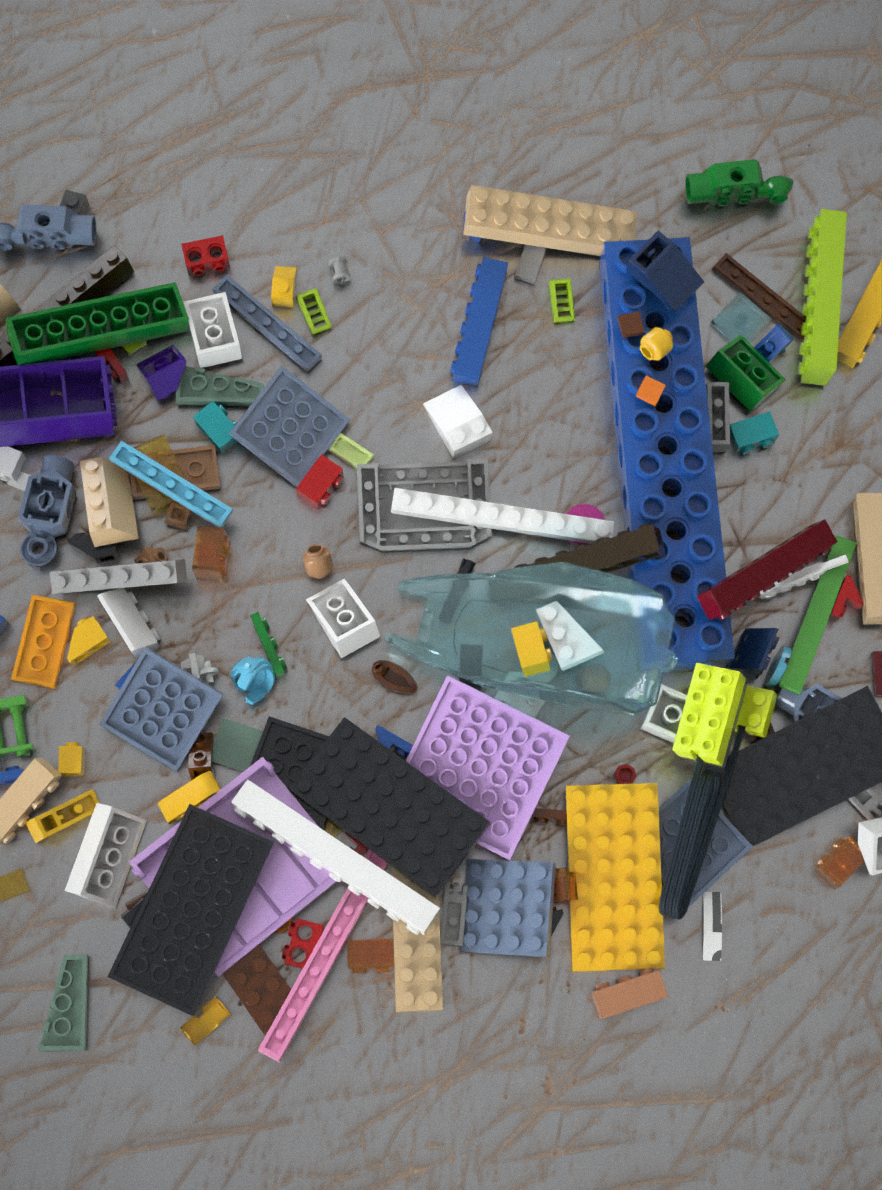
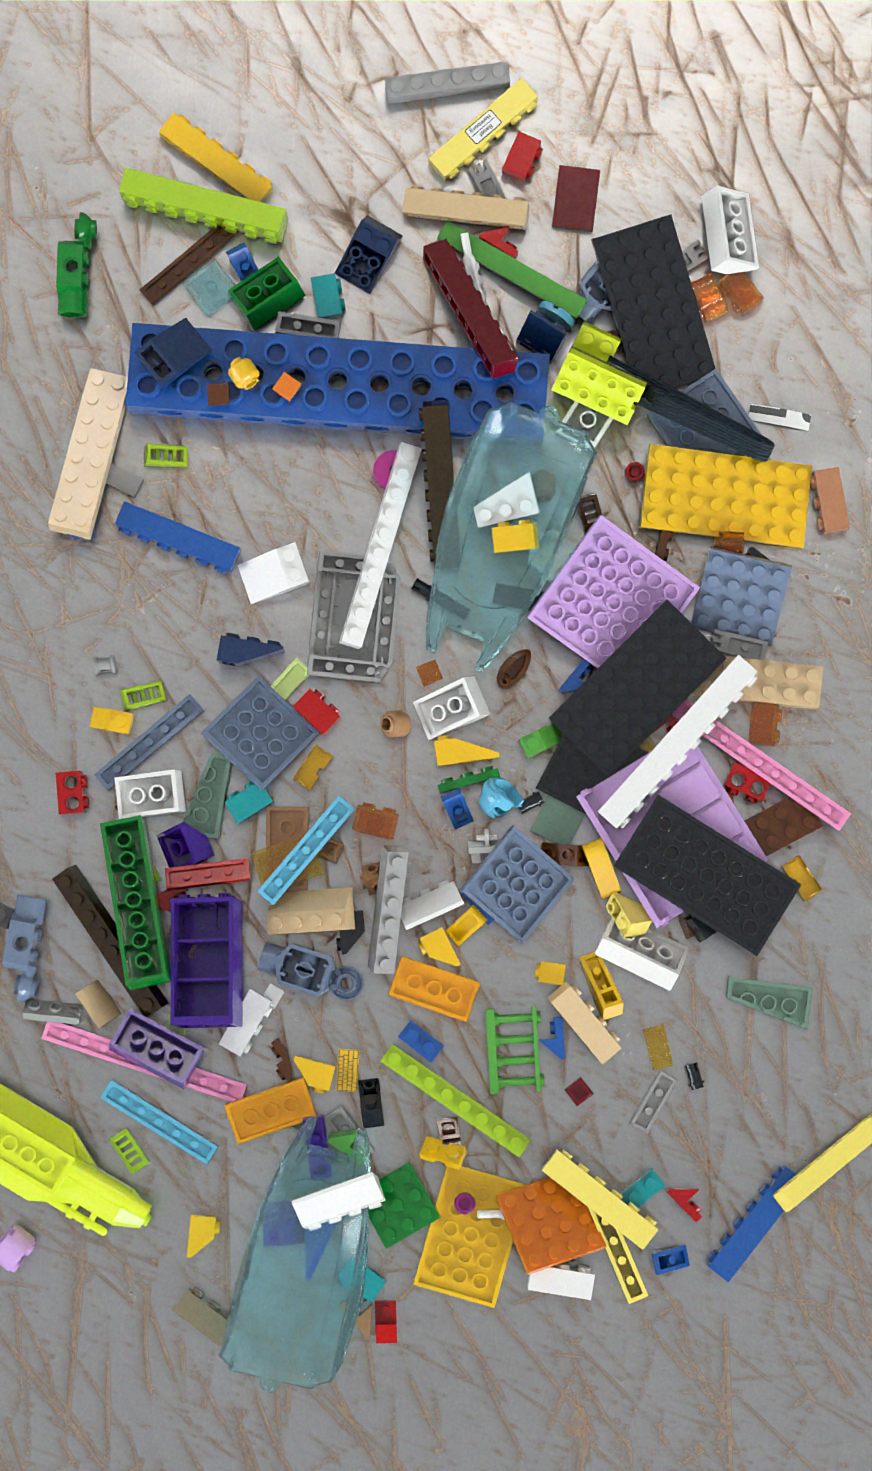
camera: 75 degrees left, 10 degrees up
(112, 663) = (465, 925): none -> yellow tile
(136, 394) = (207, 874): none -> red fence
(141, 833) = (628, 915): none -> light yellow slope
(236, 637) = (457, 808): none -> blue slope
(253, 714) = (531, 802): none -> black pin
(269, 488) = (307, 773): none -> yellow piece
(297, 629) = (457, 752): none -> yellow slope
(319, 713) = (540, 740): none -> bright green slope
(372, 399) = (243, 652): none -> dark blue slope
(377, 591) = (429, 673): none -> clear orange tile
(586, 724) = (589, 497): none -> reddish brown slope
(806, 468) = (368, 253): none -> dark blue slope
(827, 828) = (709, 298): none -> clear orange brick

